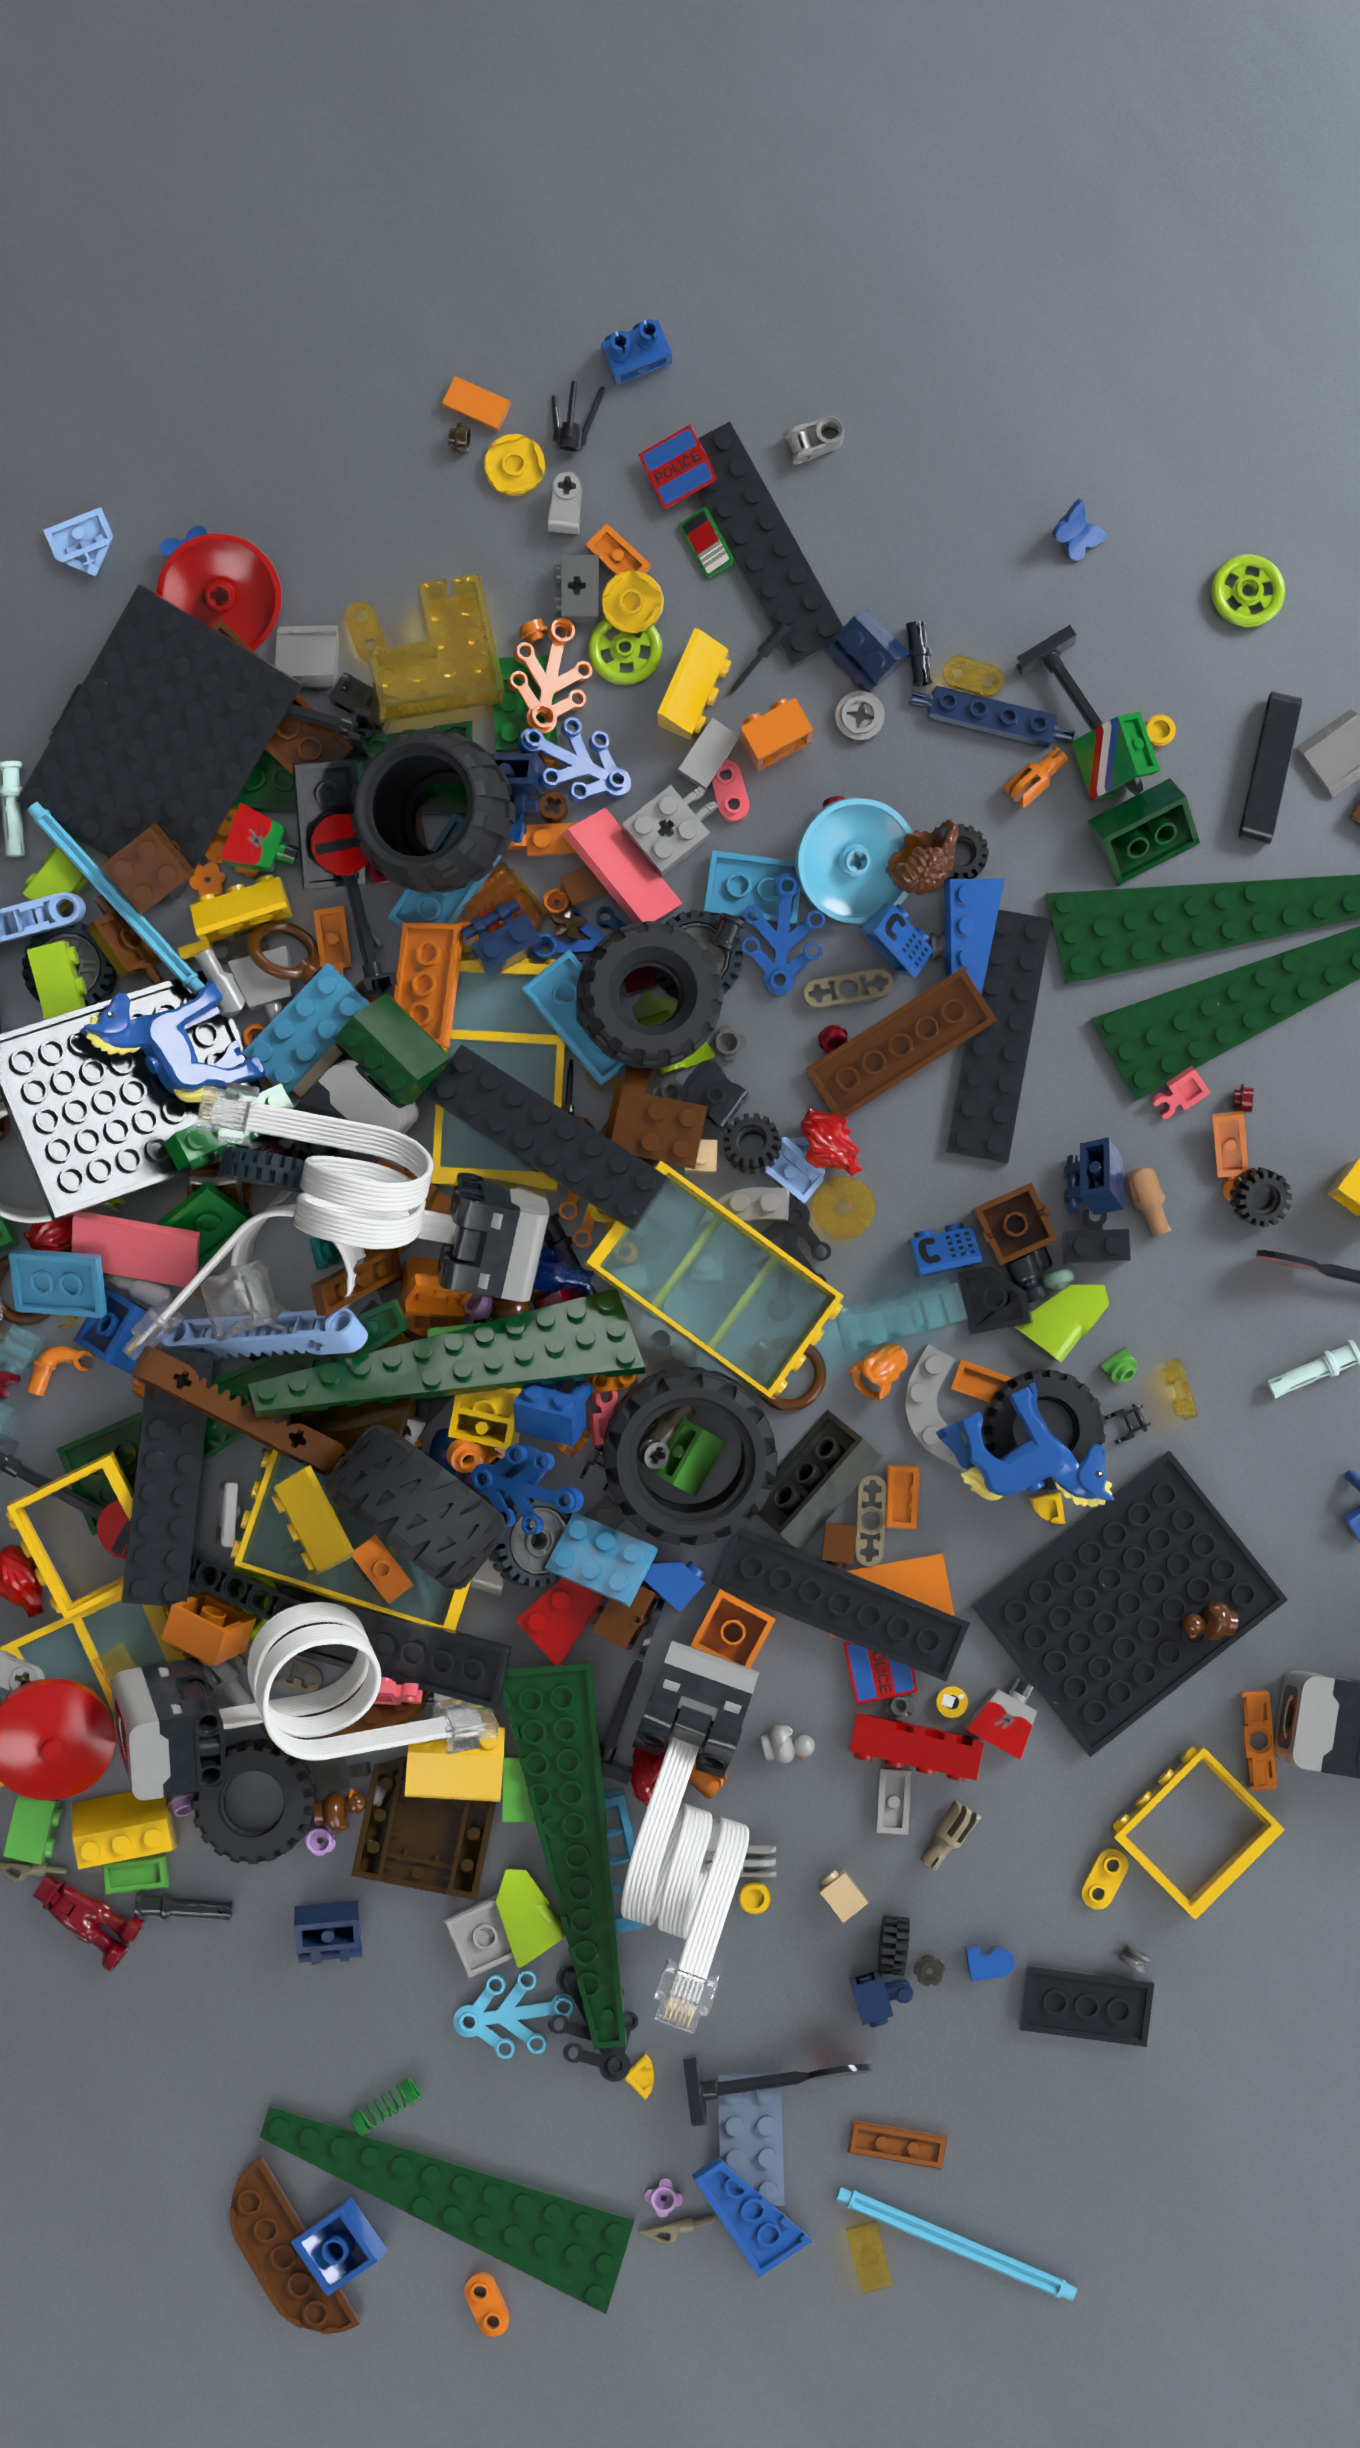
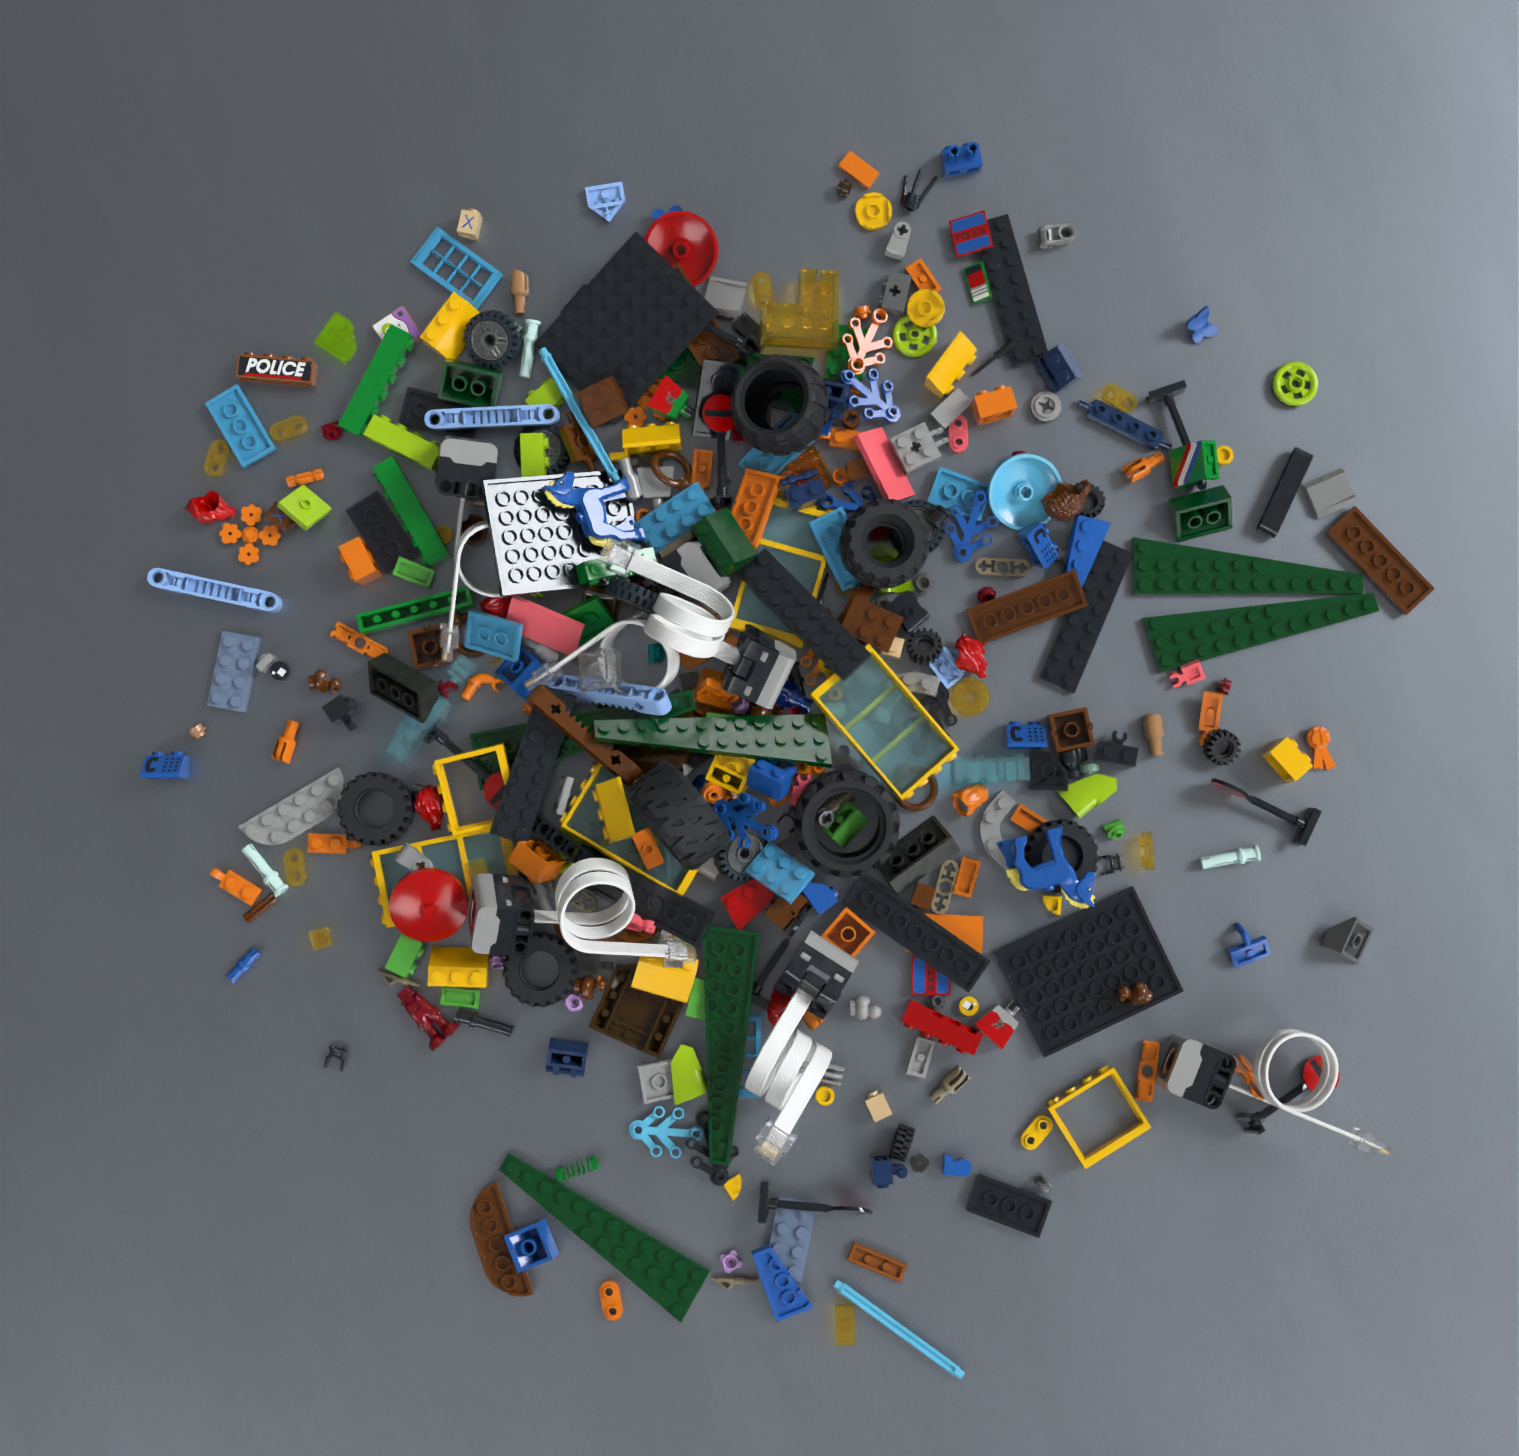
camera: 15 degrees right, 0 degrees up
(372, 1273) = (681, 672): reddish brown plate -> none
(567, 924) = (844, 491): dark brown plant -> none
(919, 653) = (1089, 377): black pin -> none
(1095, 1178) = (1128, 713): dark blue brick -> none

